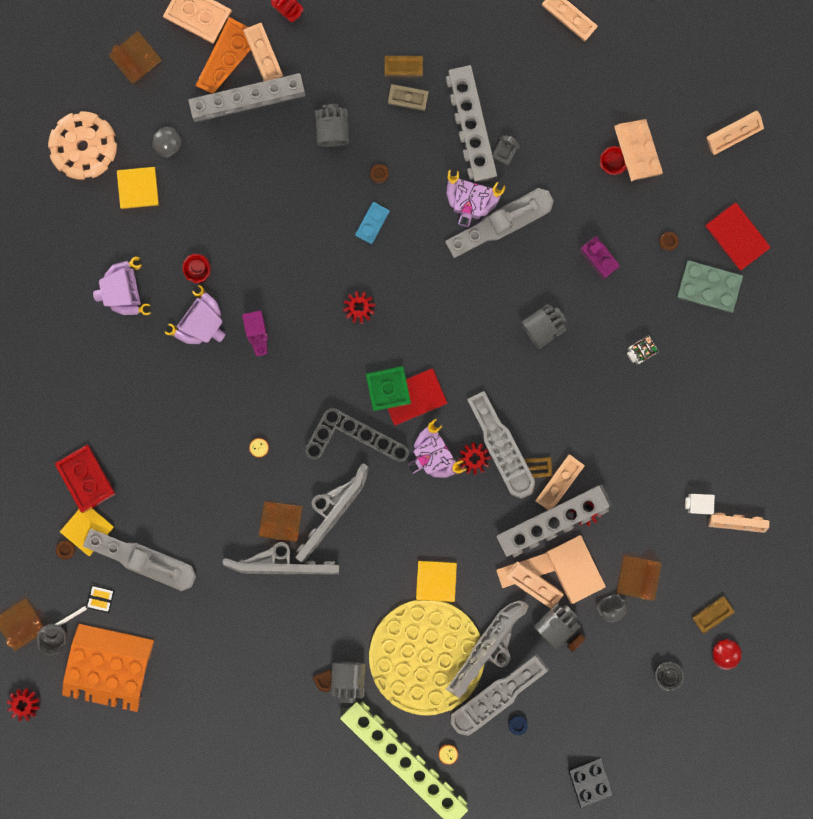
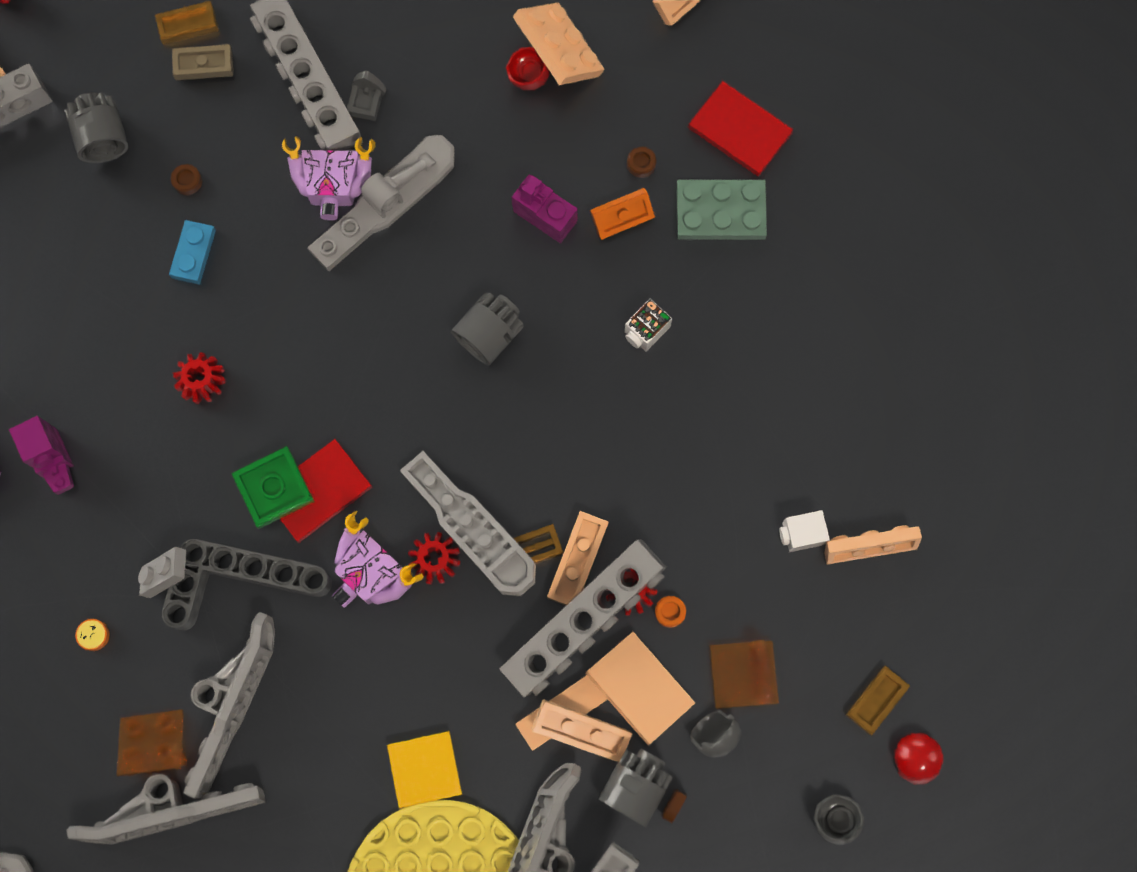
camera: 10 degrees left, 10 degrees down
(311, 423) = (162, 572): none -> light grey plate
(606, 529) = (670, 611): none -> orange tile
(647, 273) = (622, 213): none -> orange plate

